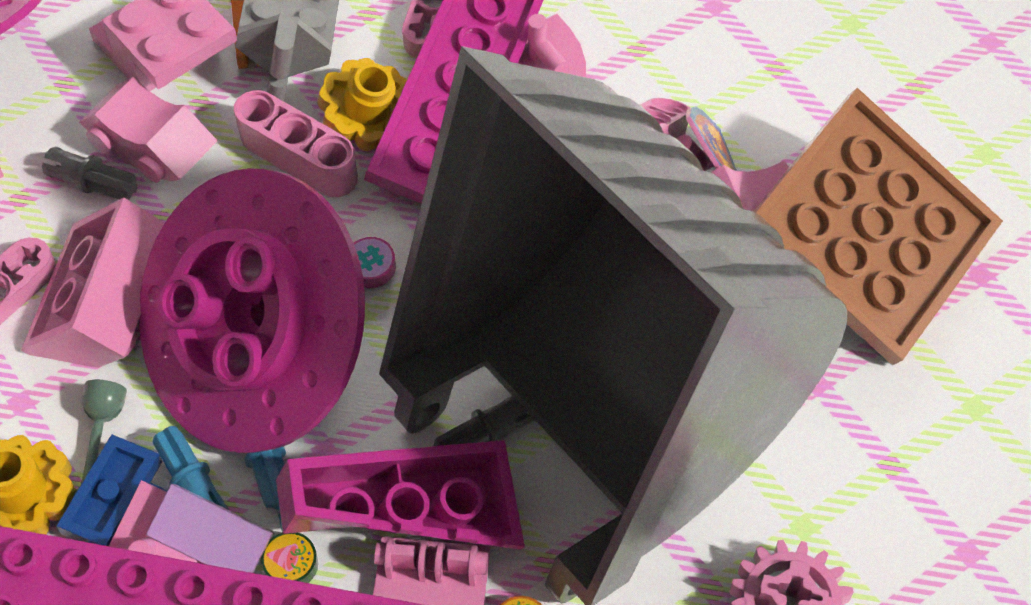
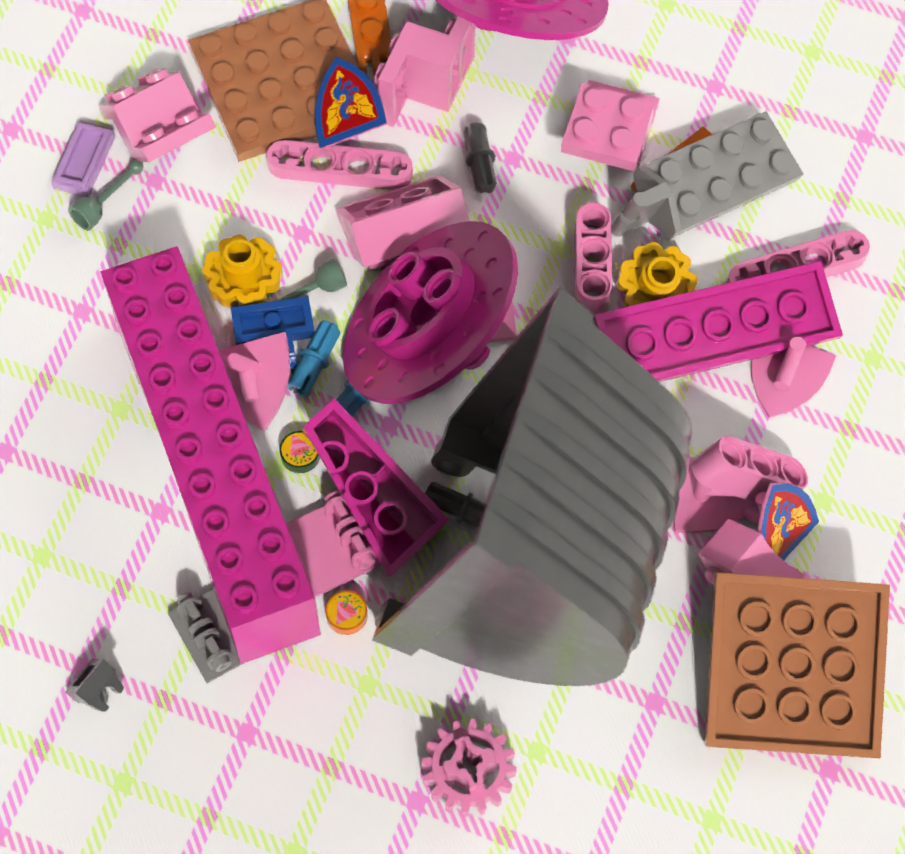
camera: 55 degrees right, 5 degrees up
(147, 131) = (533, 168): bright pink brick -> none
(208, 531) = (279, 393): lavender tile -> none

